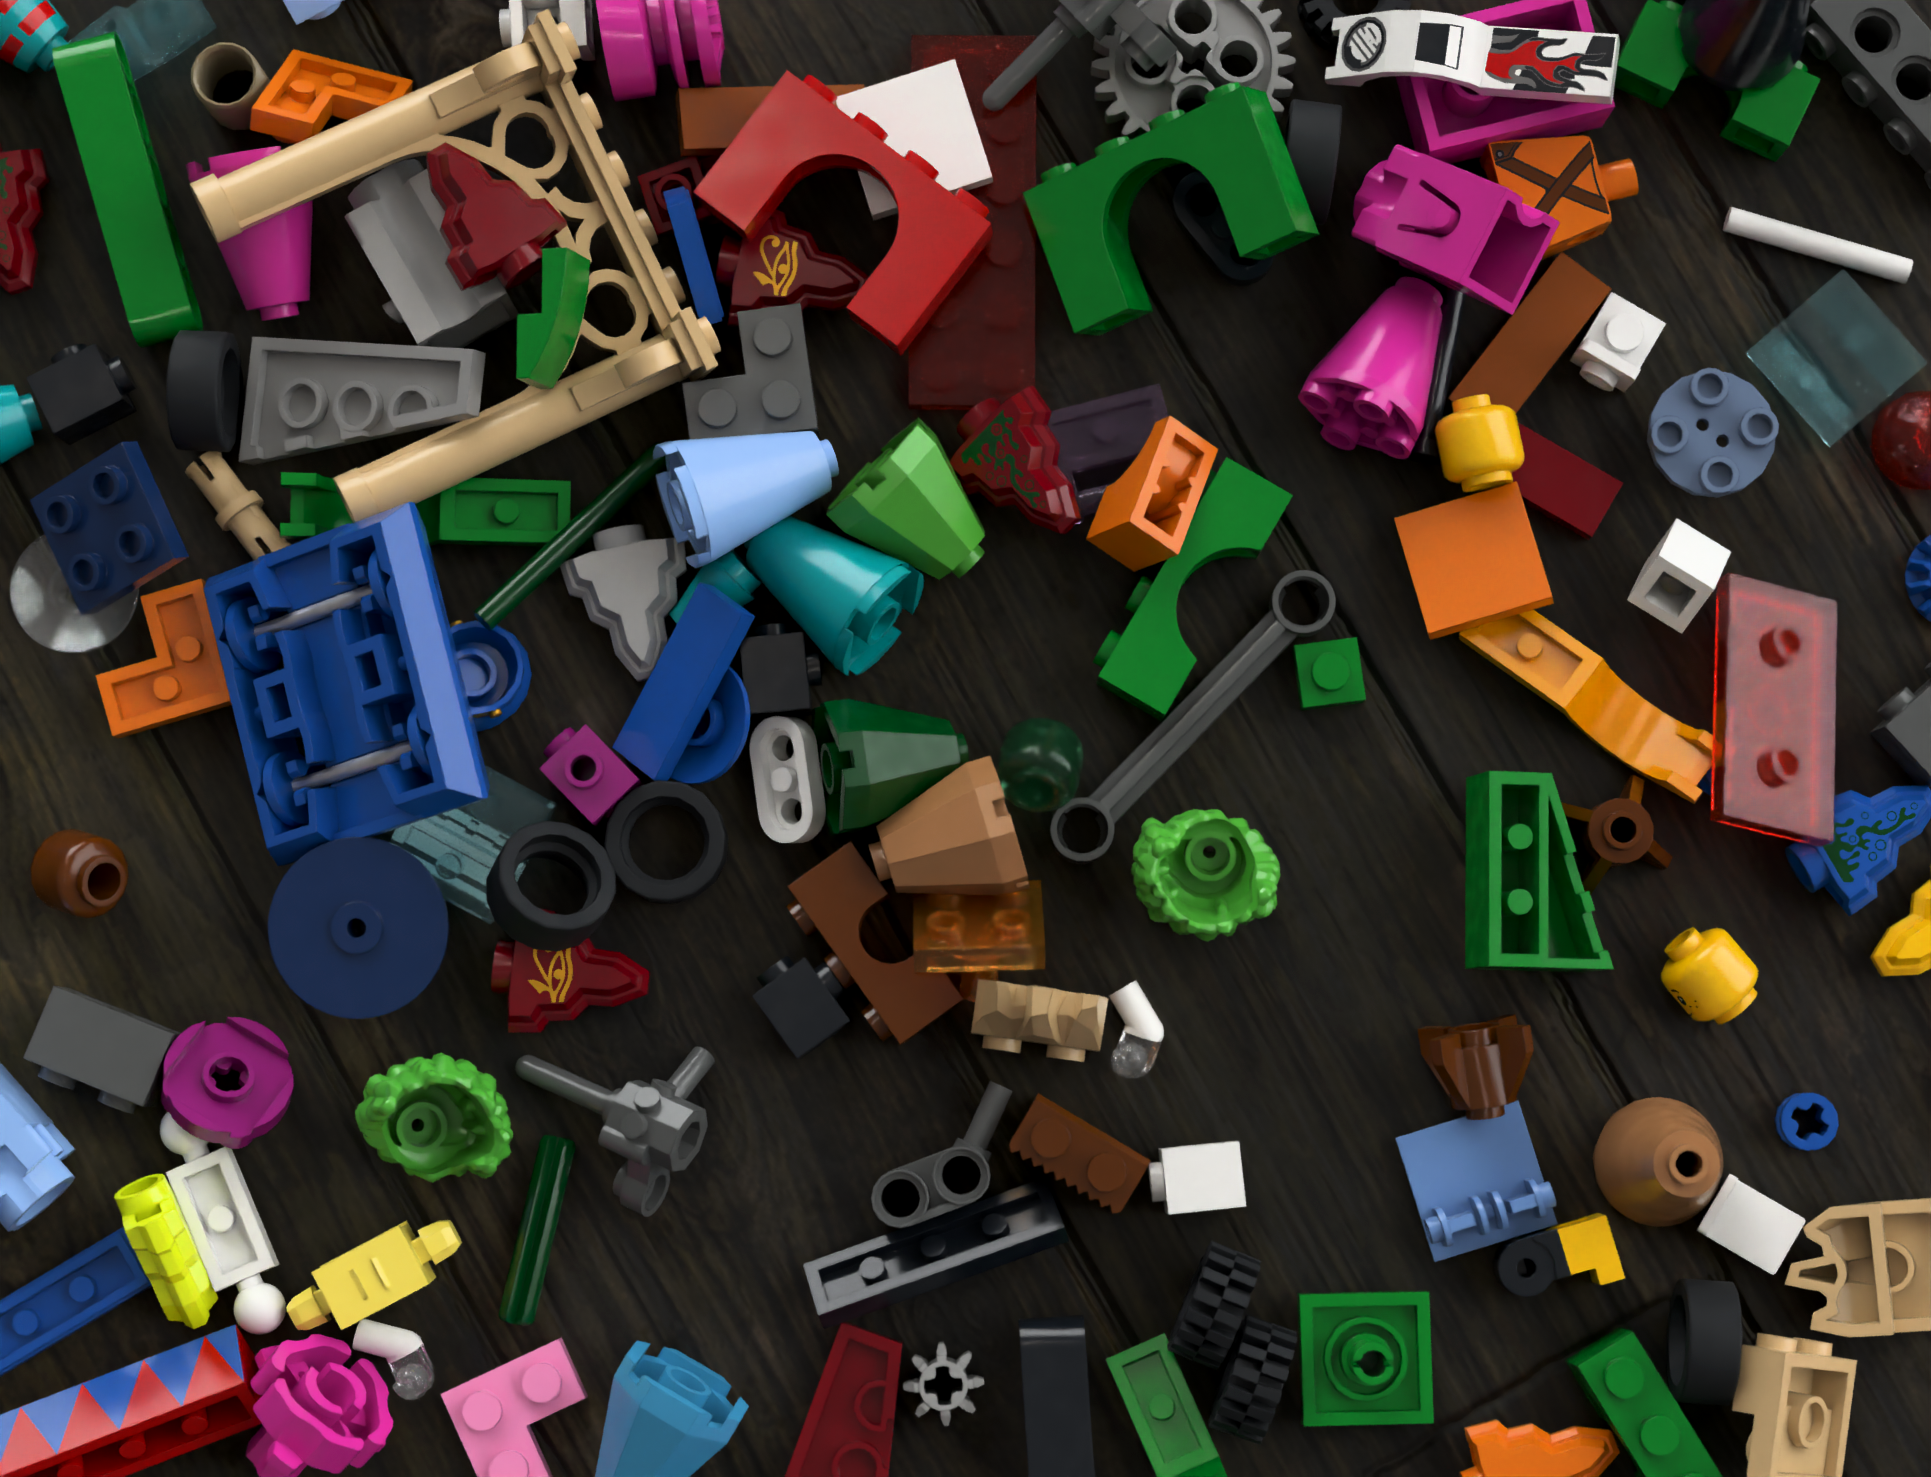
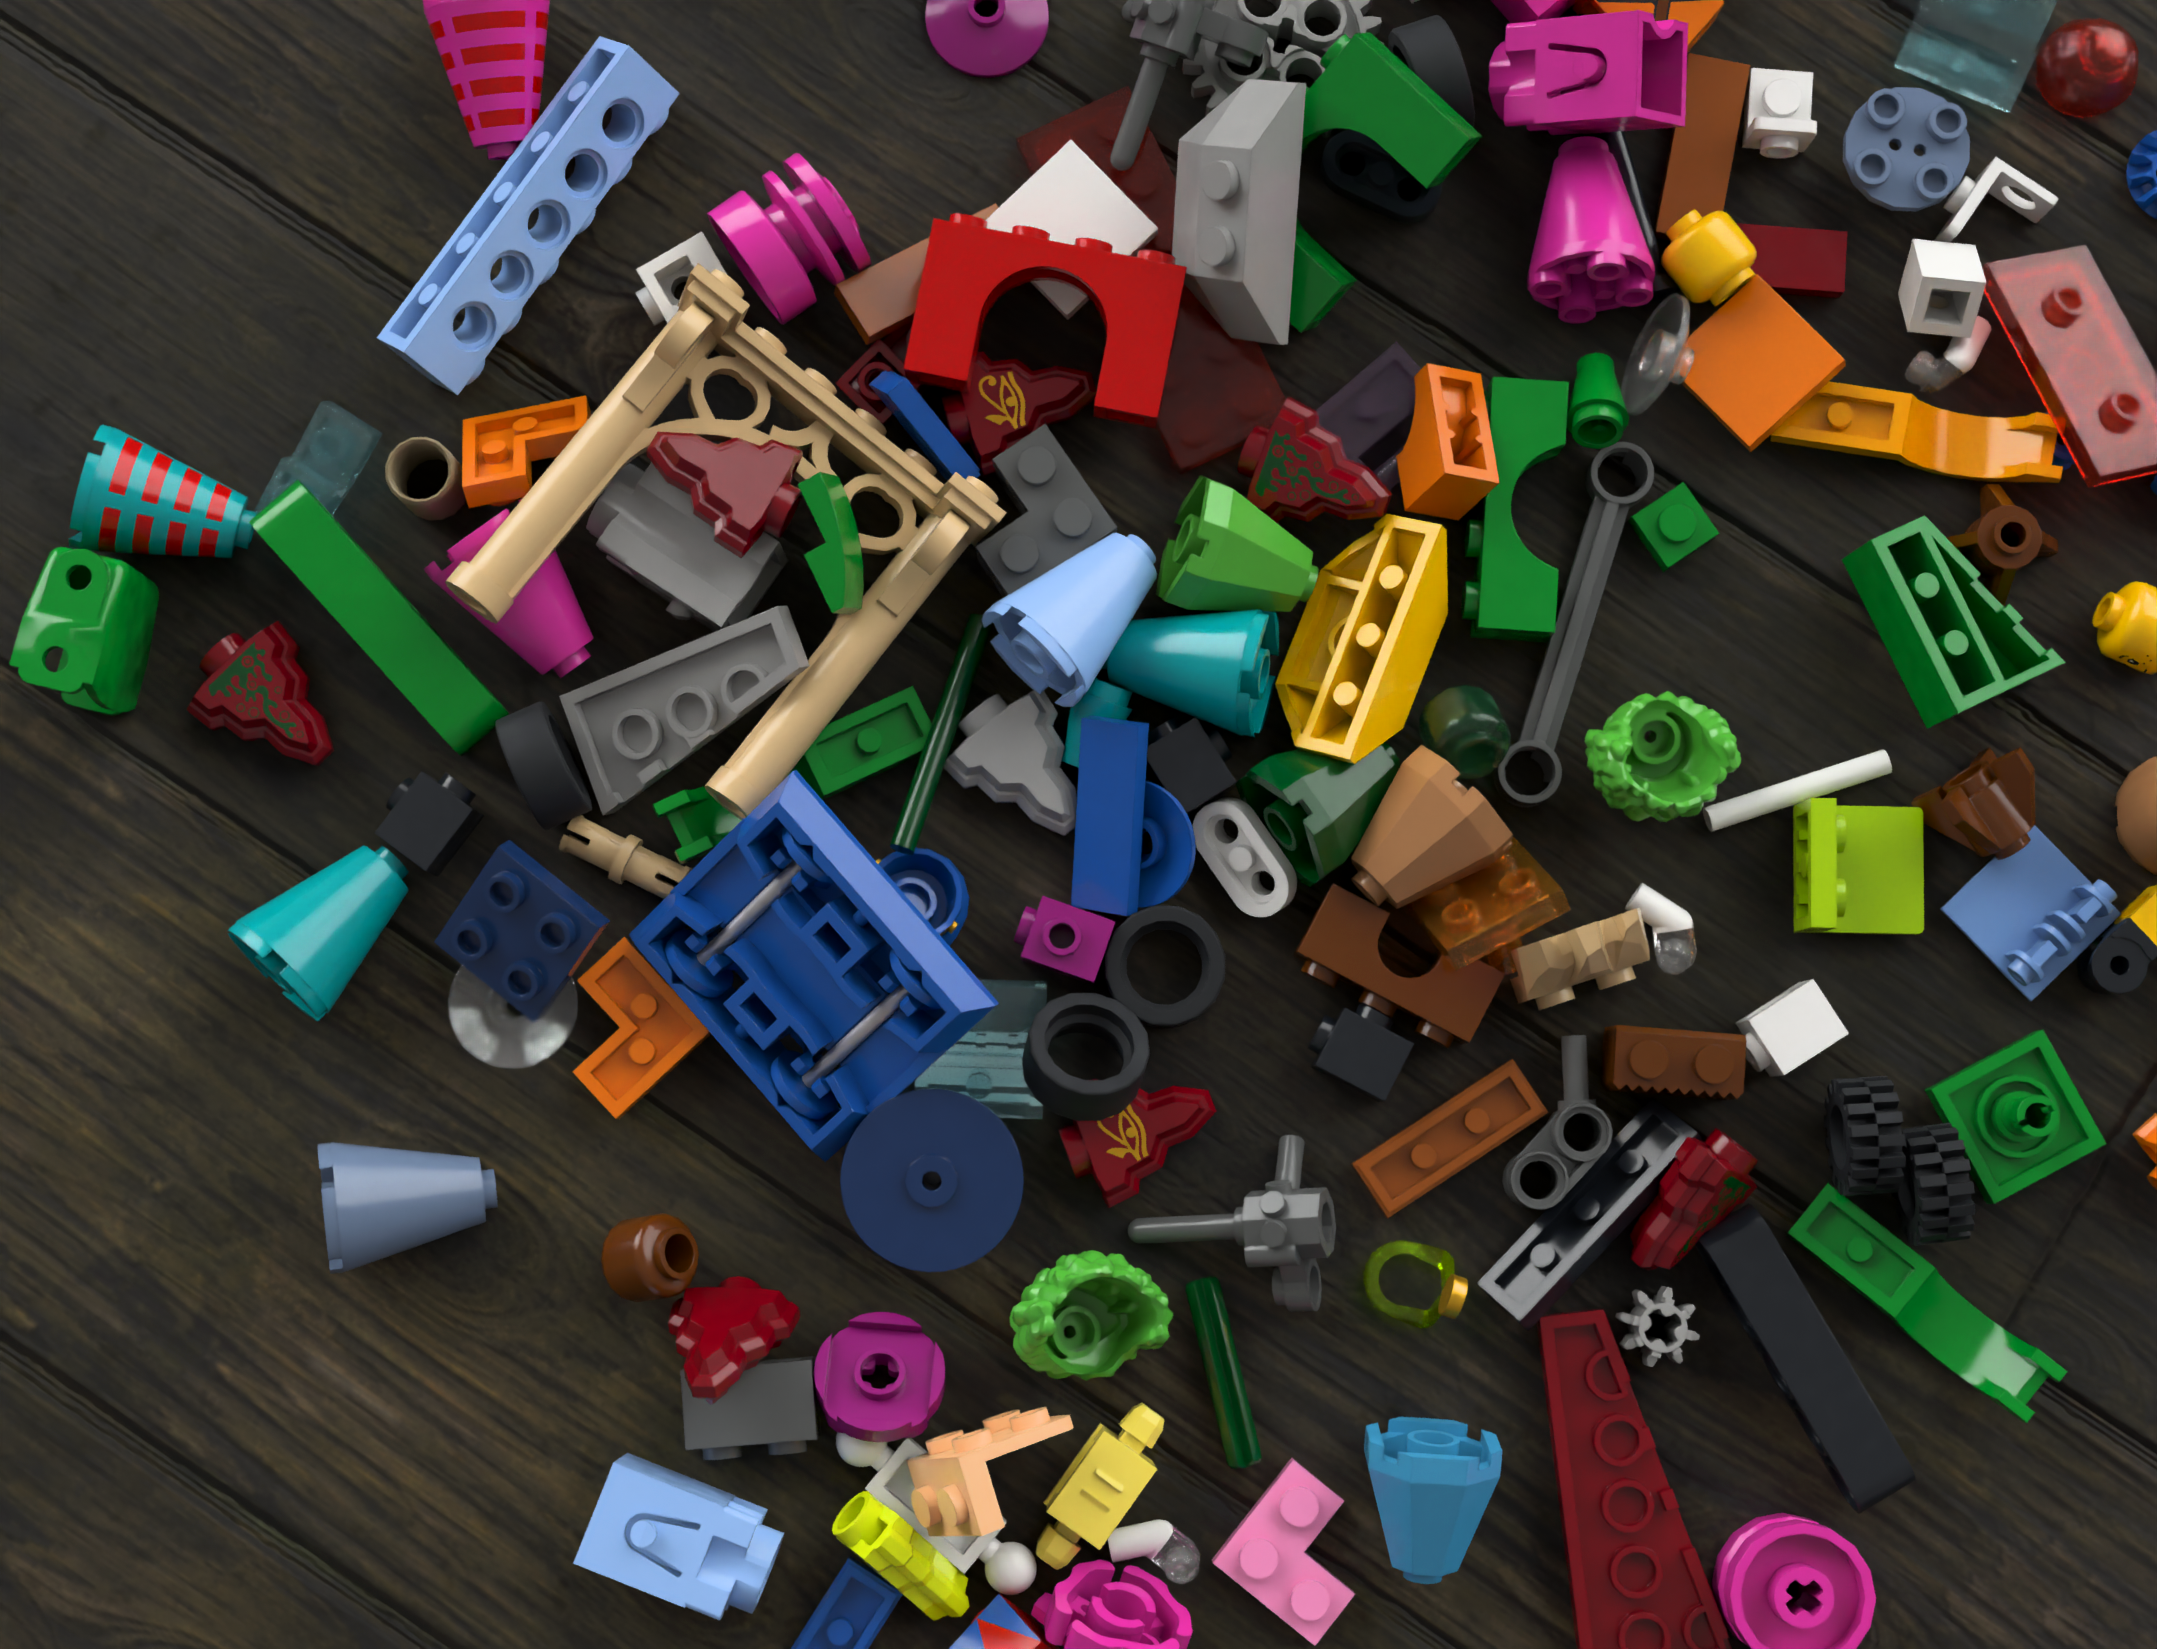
camera: 30 degrees left, 0 degrees up
(112, 973) = (728, 1332): none -> dark red rock
(237, 1201) = (953, 1481): none -> light nougat bracket
(775, 1256) = (1453, 1286): none -> clear neon green piece
(845, 1122) = (1449, 1138): none -> dark orange tile
(993, 640) = (1366, 639): none -> yellow wedge
(1033, 1284) = (1692, 1199): none -> dark red rock
(1071, 194) = (1241, 208): none -> light grey wedge
(1311, 528) = (1596, 404): none -> green cone
(1320, 966) = (1797, 790): none -> white bar
(1337, 1064) = (1857, 868): none -> lime bracket
(1388, 513) = (1658, 355): none -> clear dish
(1663, 648) = (1958, 359): none -> arm
(1788, 508) = (1996, 181): none -> white bracket

